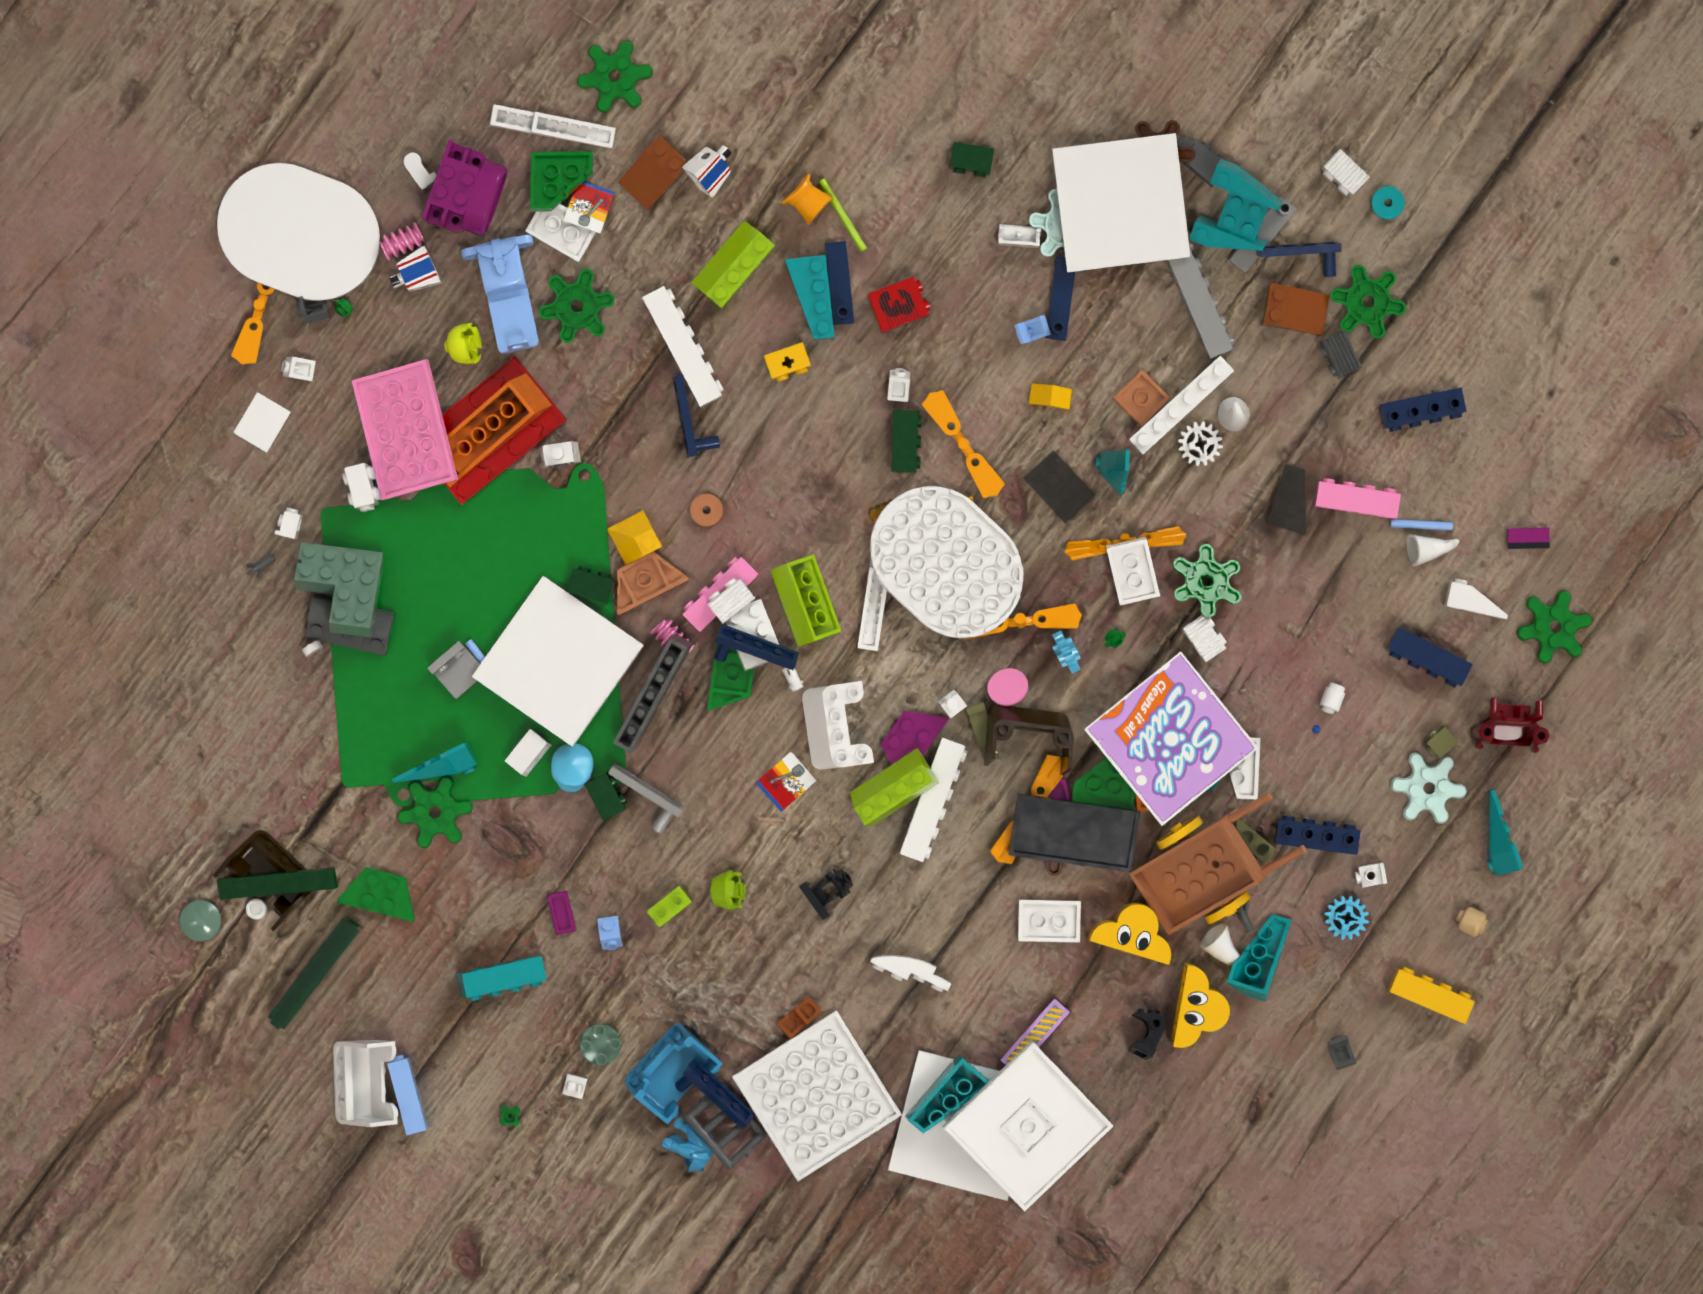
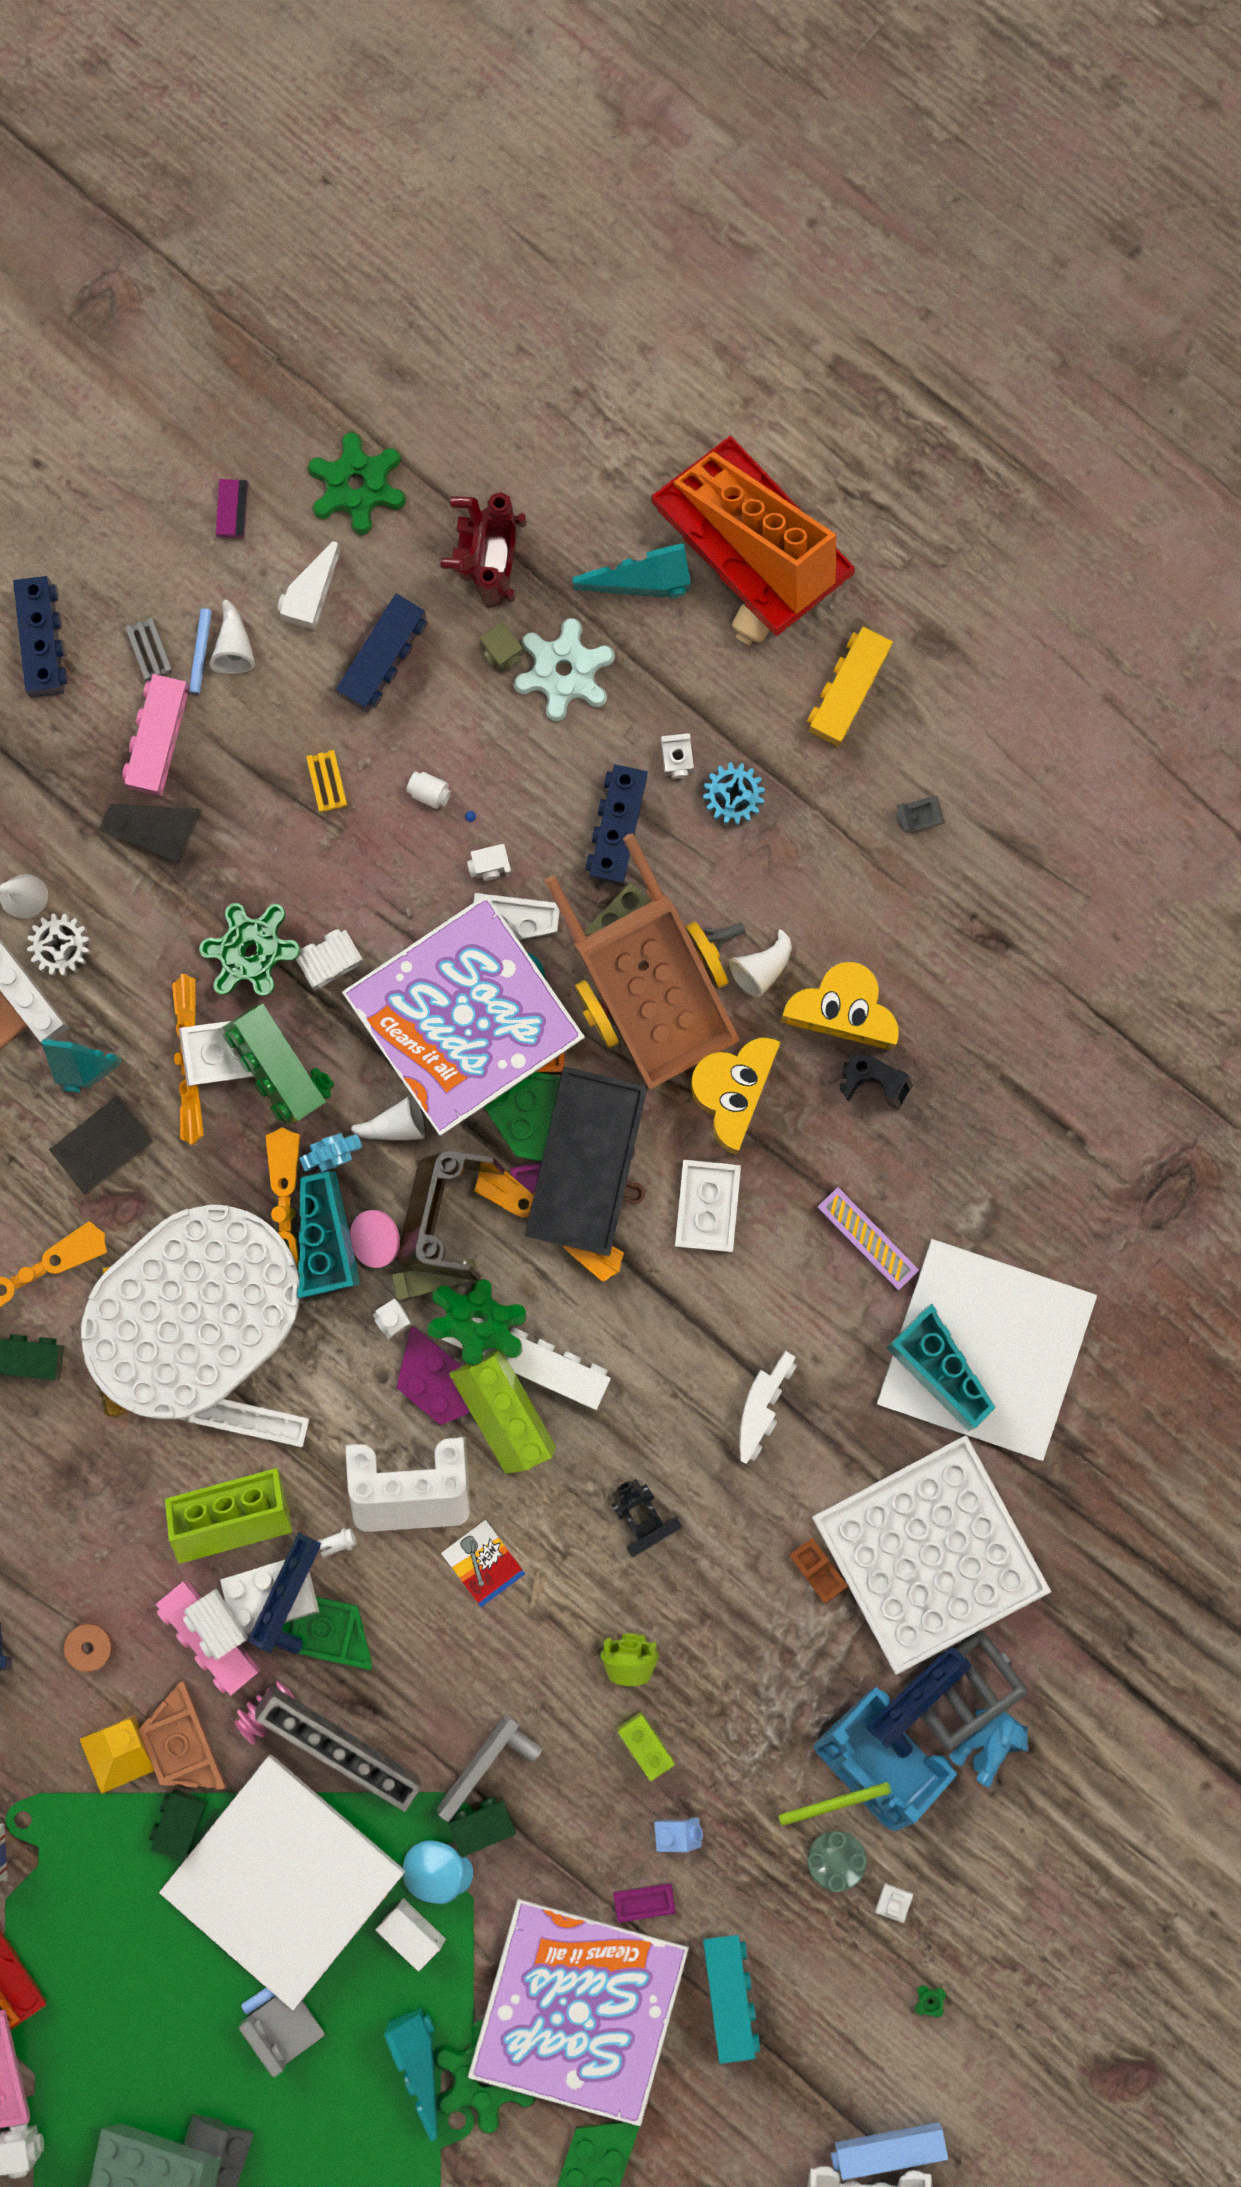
camera: 80 degrees left, 5 degrees down
(485, 873) = (578, 2012): none -> tile
(640, 1040) = (835, 1803): none -> lime bar
(945, 765) = (477, 1336): none -> green plate
(1003, 652) = (324, 1238): none -> teal wedge
(1028, 1126) = (994, 1258): white tile -> none
(1090, 695) = (399, 1122): none -> white hat
(1125, 606) = (272, 1064): none -> piece
(1258, 963) = (790, 921): teal wedge -> none
(1282, 746) = (489, 863): none -> white brick
(1316, 629) = (321, 759): none -> yellow tile
(1435, 480) = (140, 627): none -> light grey tile
(1535, 917) = (753, 535): none -> piece

